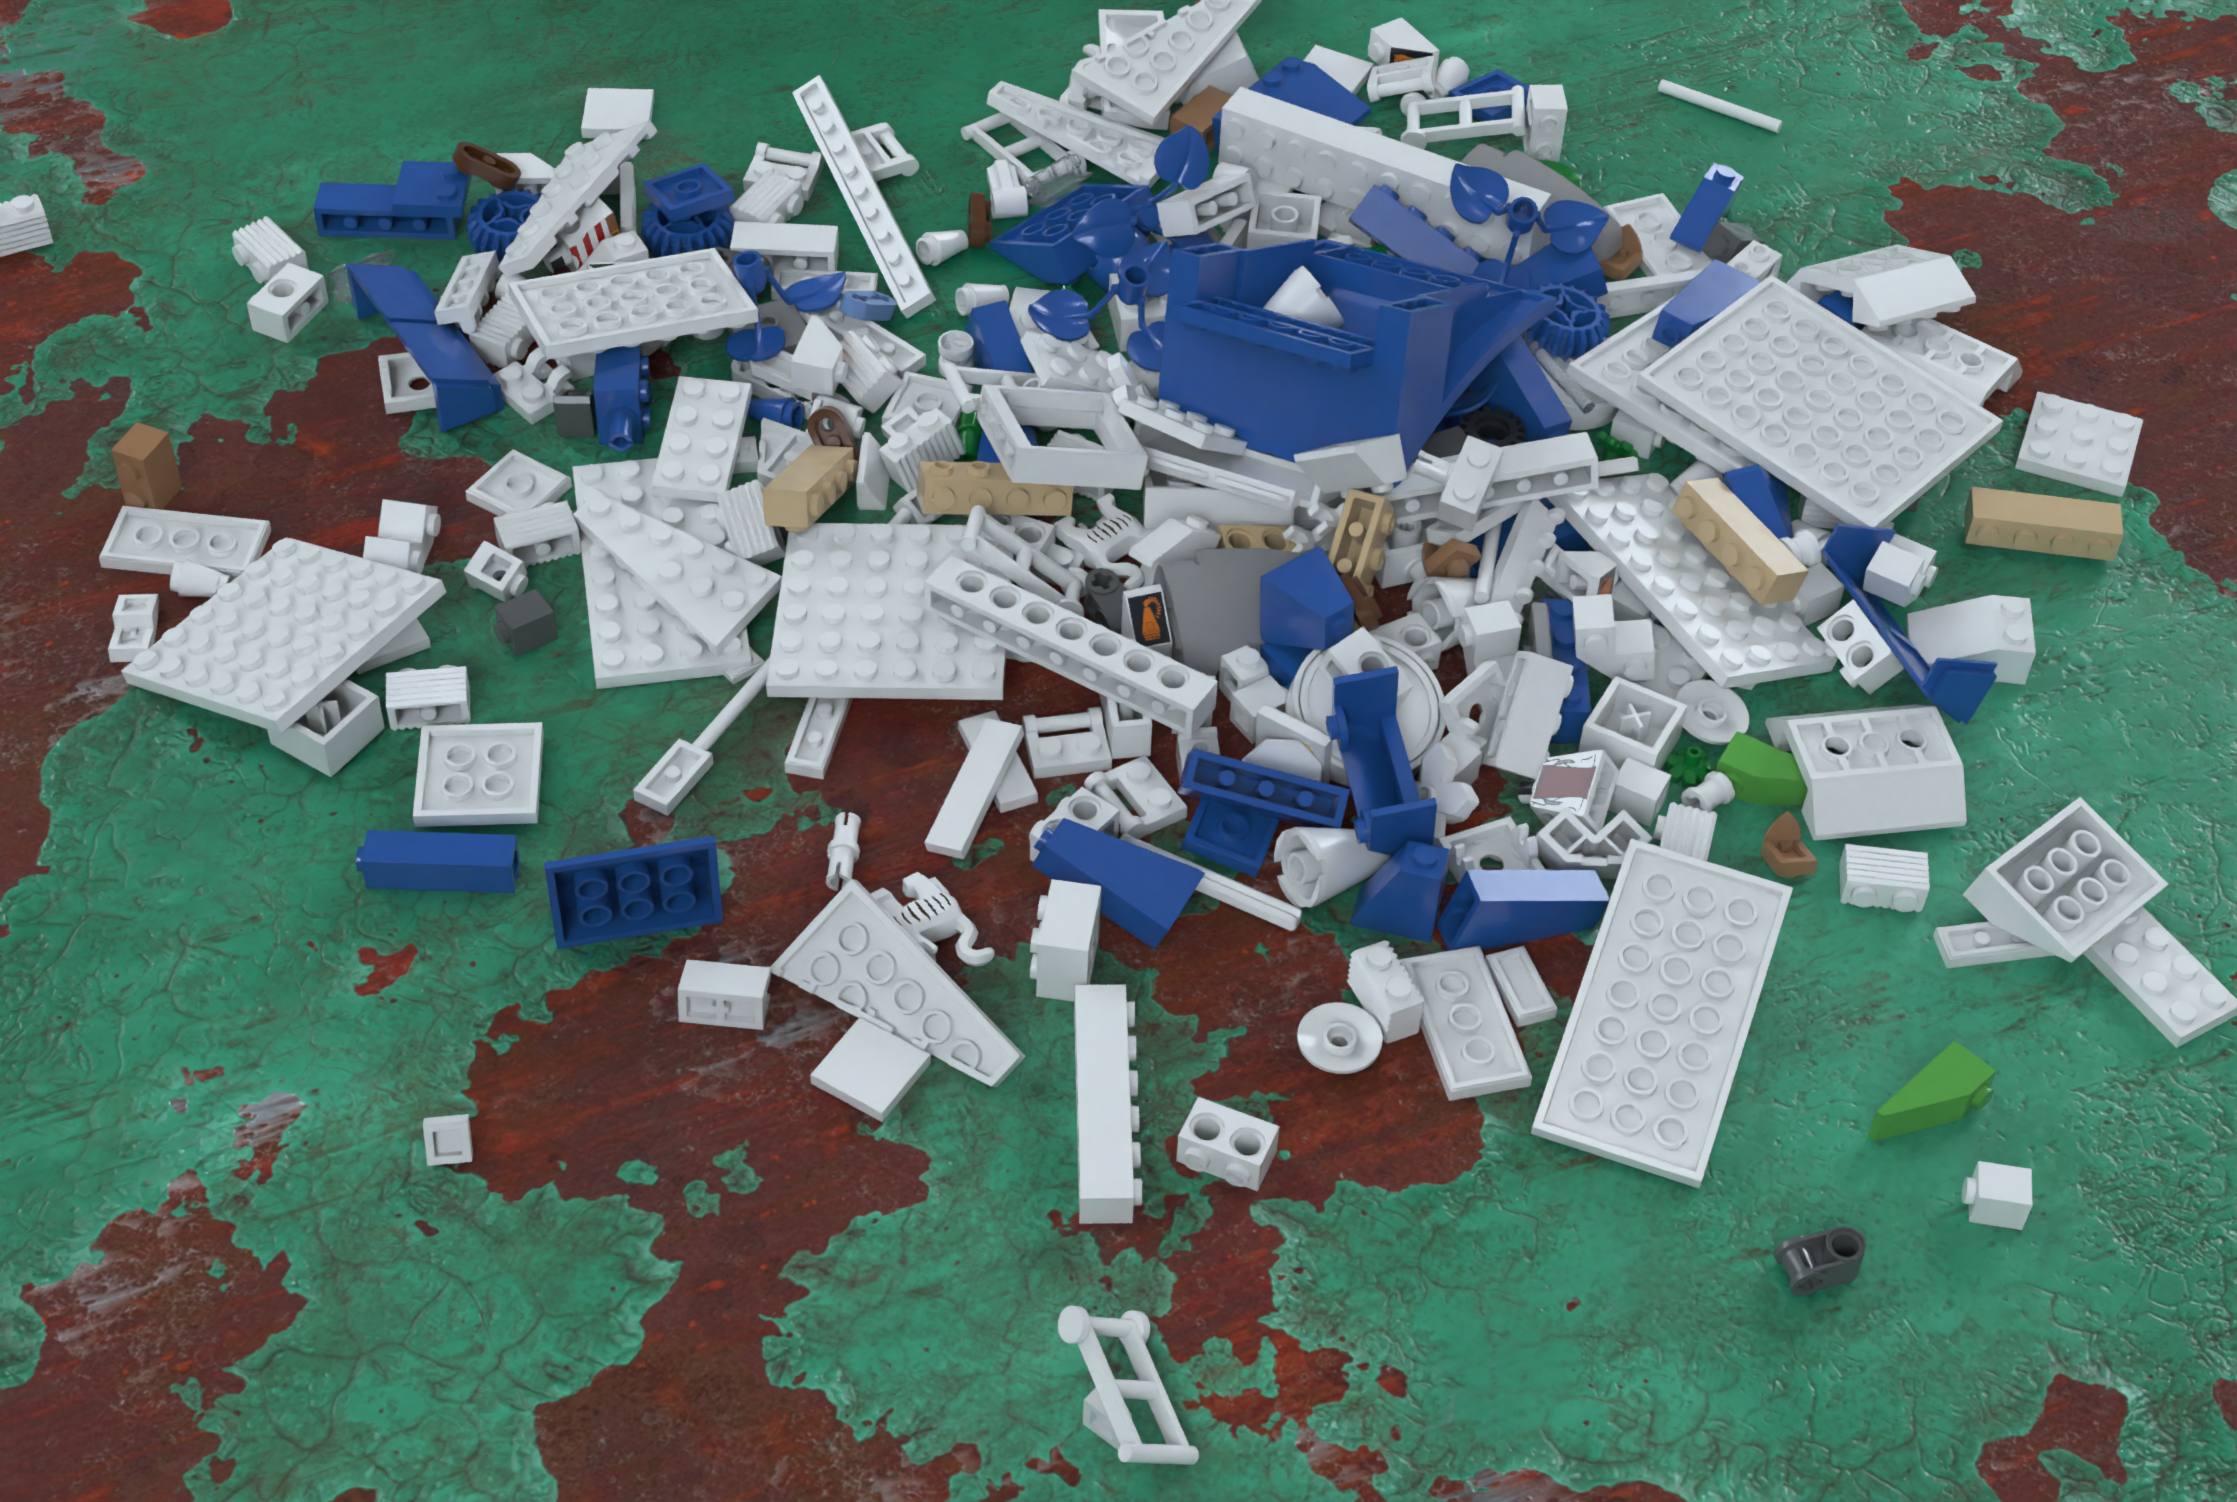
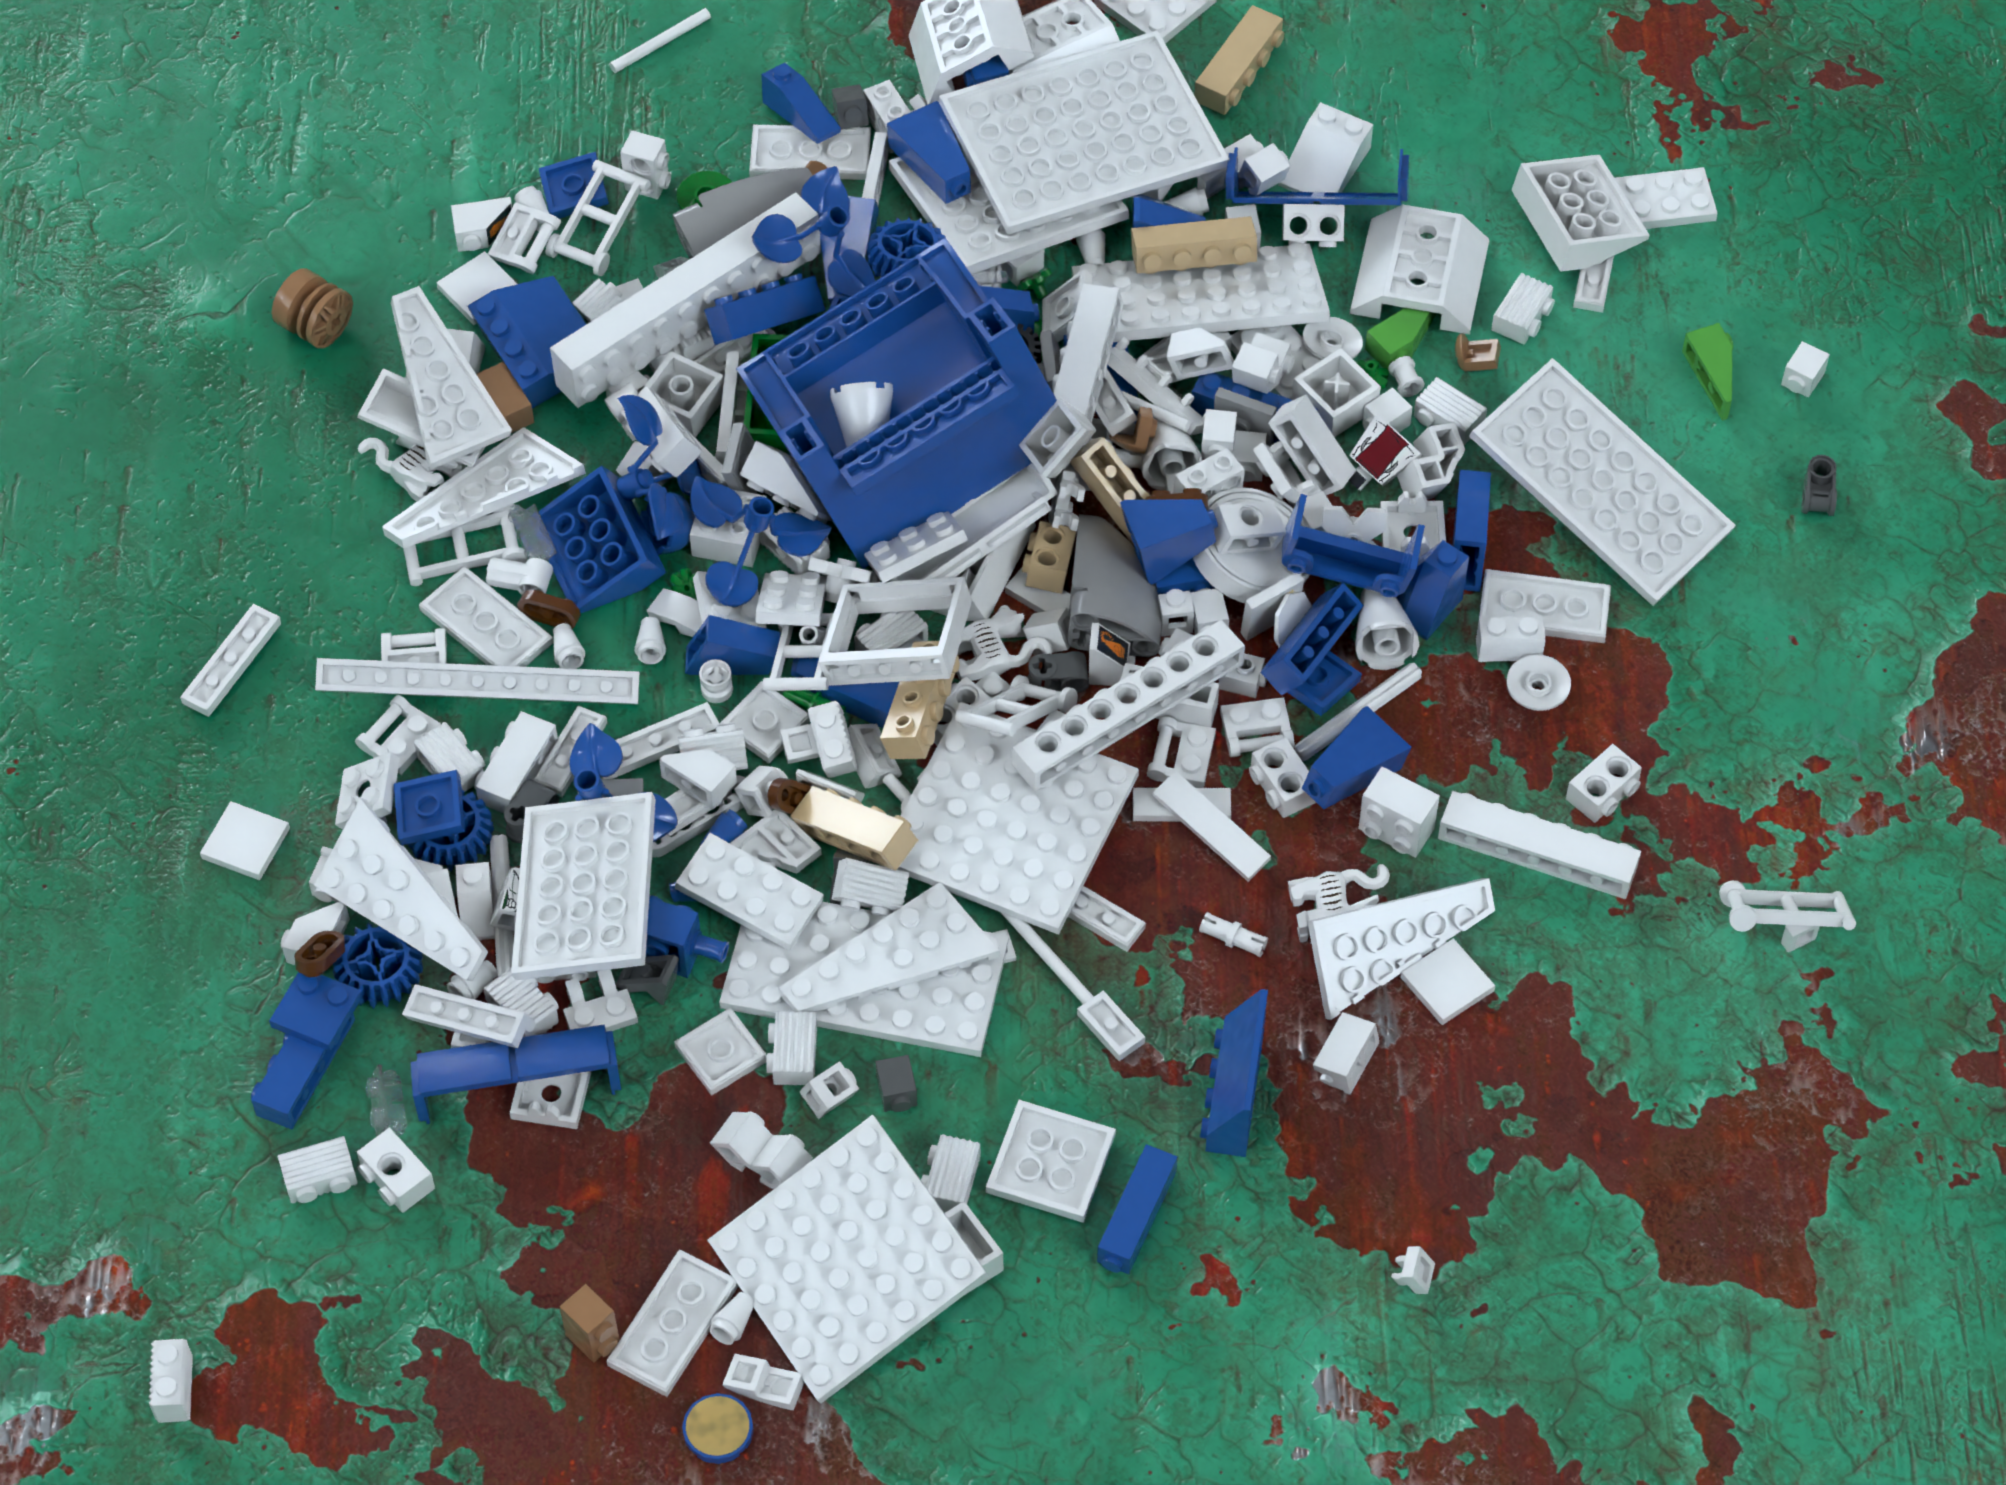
camera: 65 degrees left, 10 degrees up
(70, 609) = (717, 1428): none -> pearl gold tile
(712, 154) = (382, 775): none -> white piece
(808, 46) = (230, 660): none -> white plate
(867, 305) = (628, 723): medium blue beam -> none
(941, 189) = (485, 621): none -> white tile
(1175, 541) = (1036, 600): white slope -> none
(1421, 631) = (1212, 474): none -> white brick
(1464, 480) = (1107, 380): white brick -> none
(1521, 986) = (1527, 559): white tile -> none
(1804, 547) = (1216, 208): white wheel -> none

